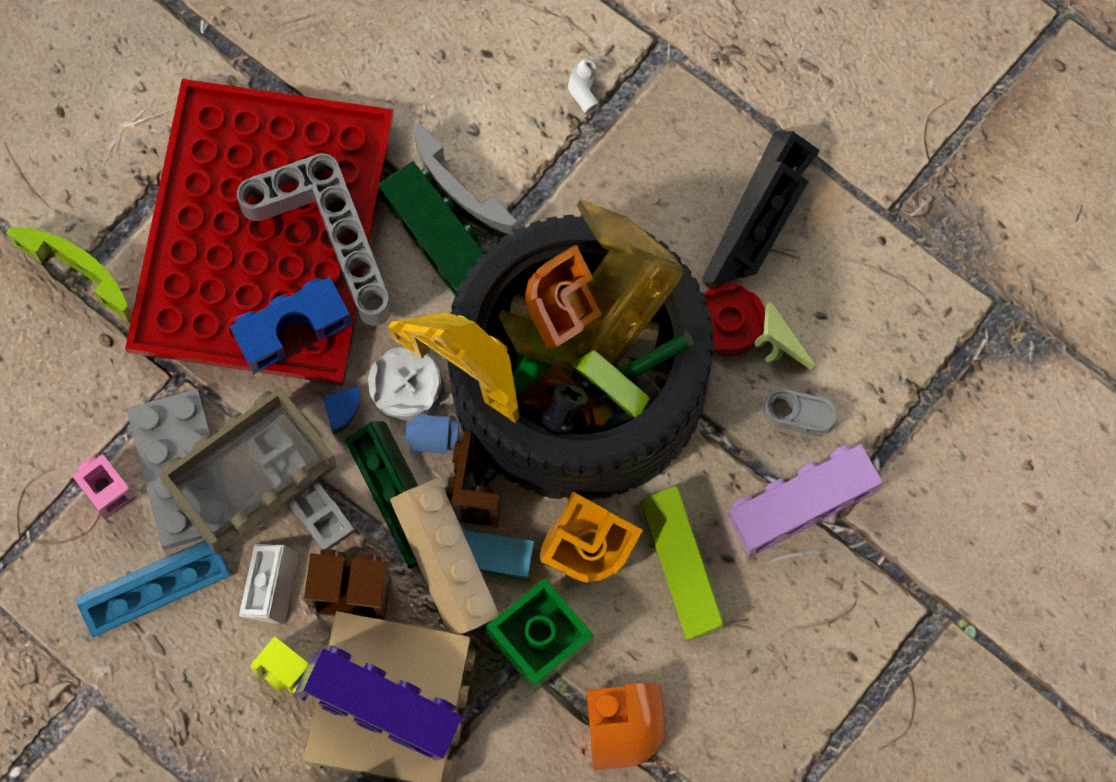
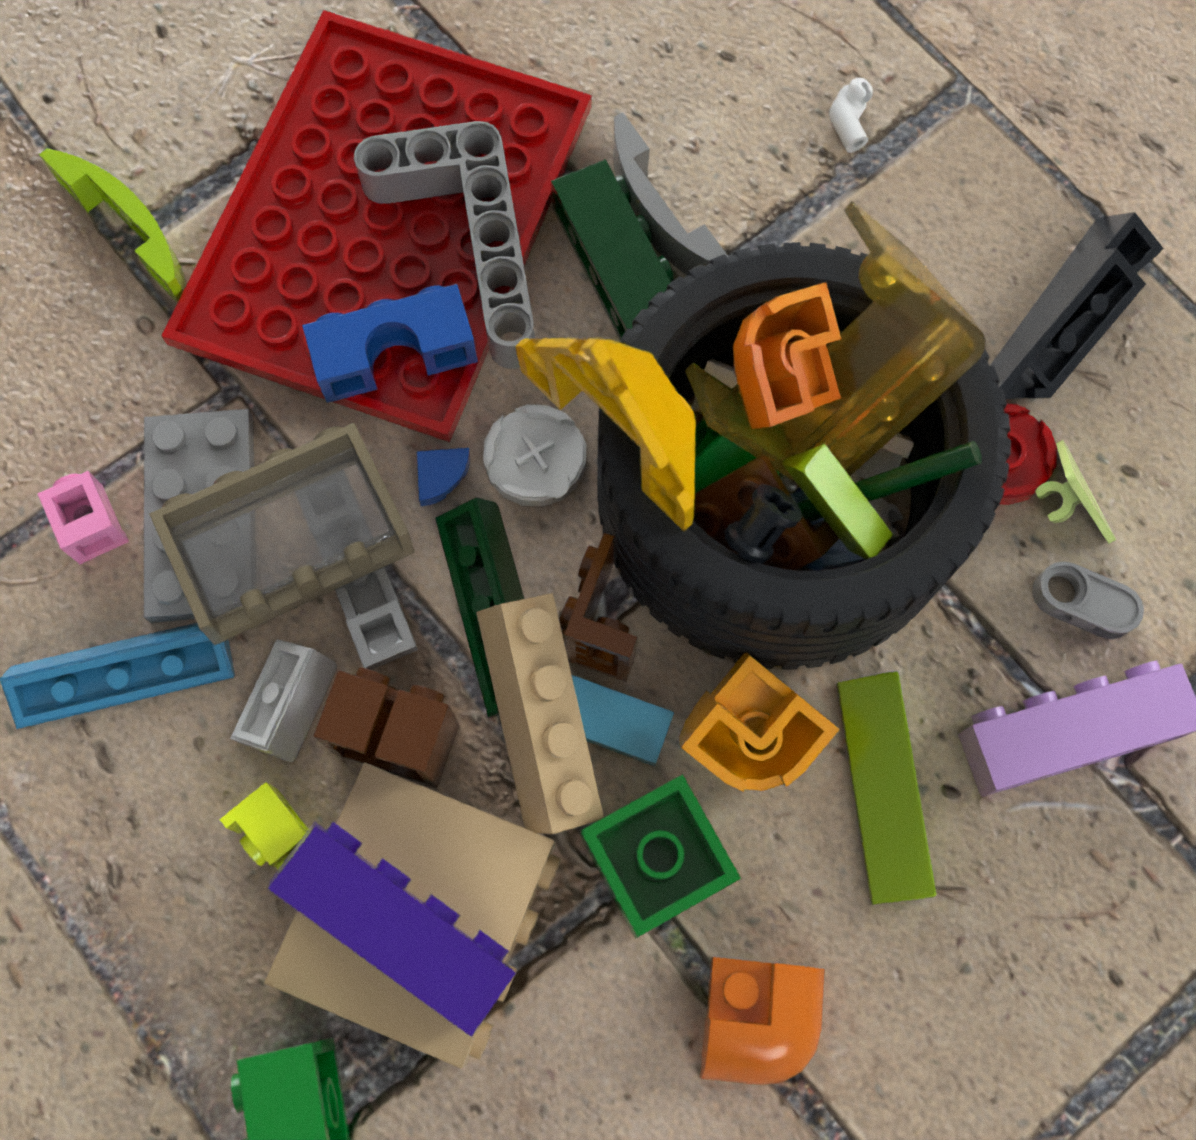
camera: 10 degrees right, 0 degrees up
(432, 434) = (557, 531): medium blue brick -> none

